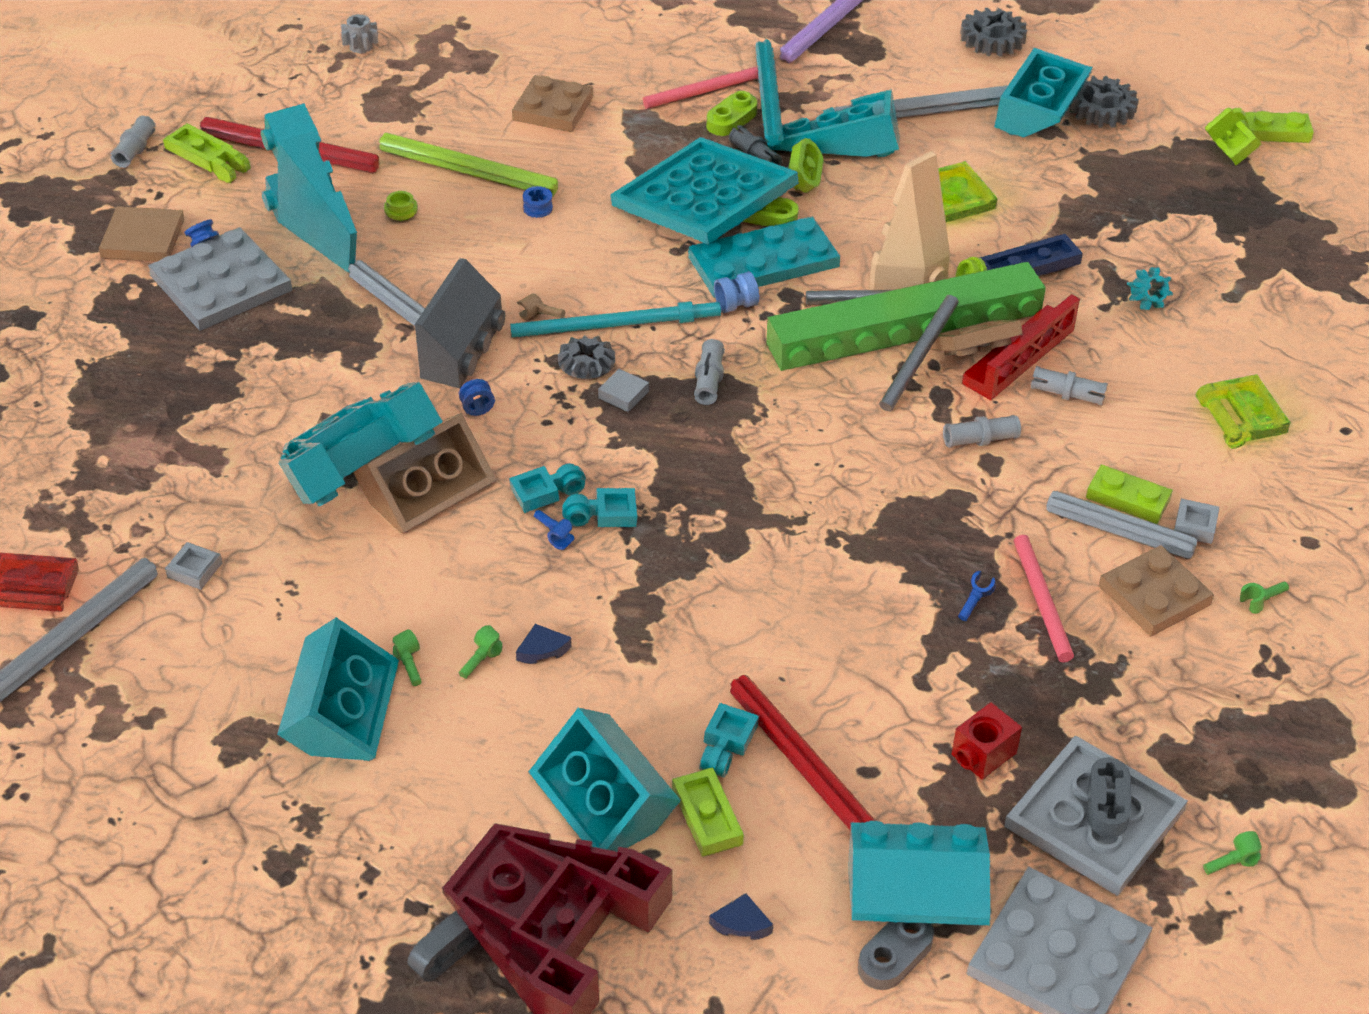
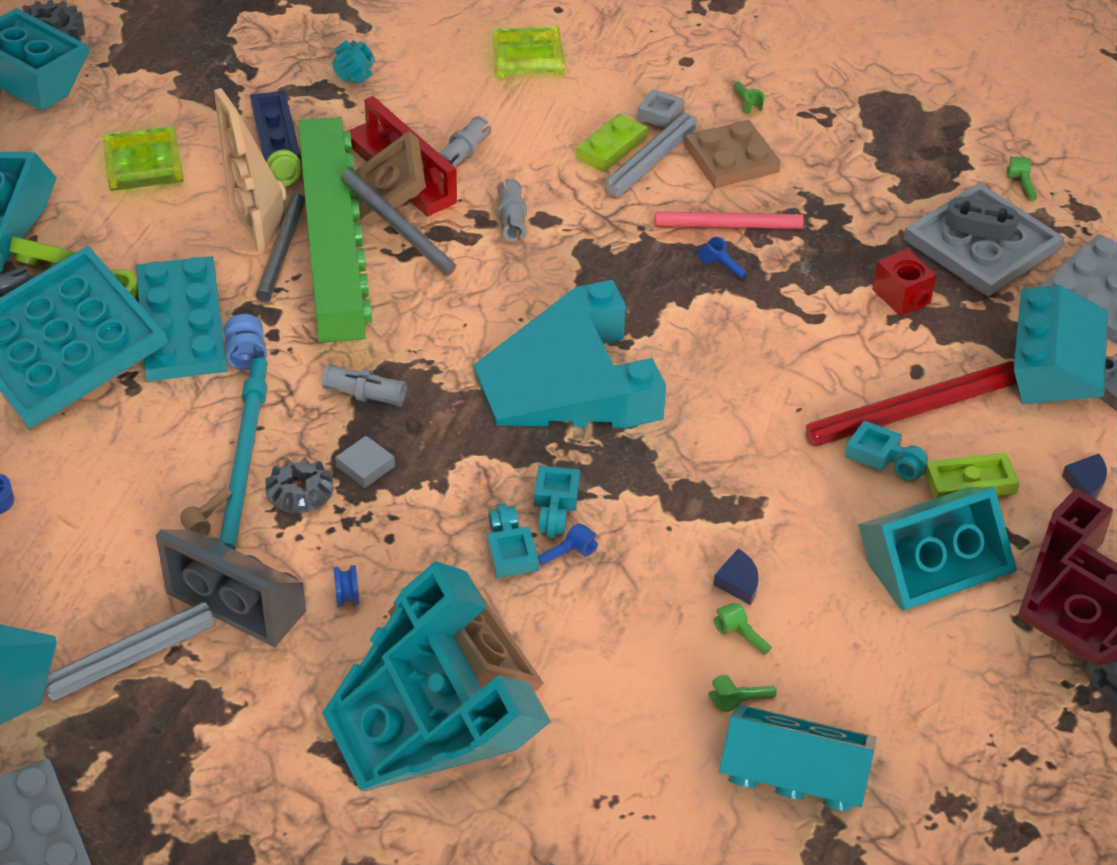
camera: 80 degrees left, 0 degrees up
(770, 483) = (563, 372): none -> teal wedge

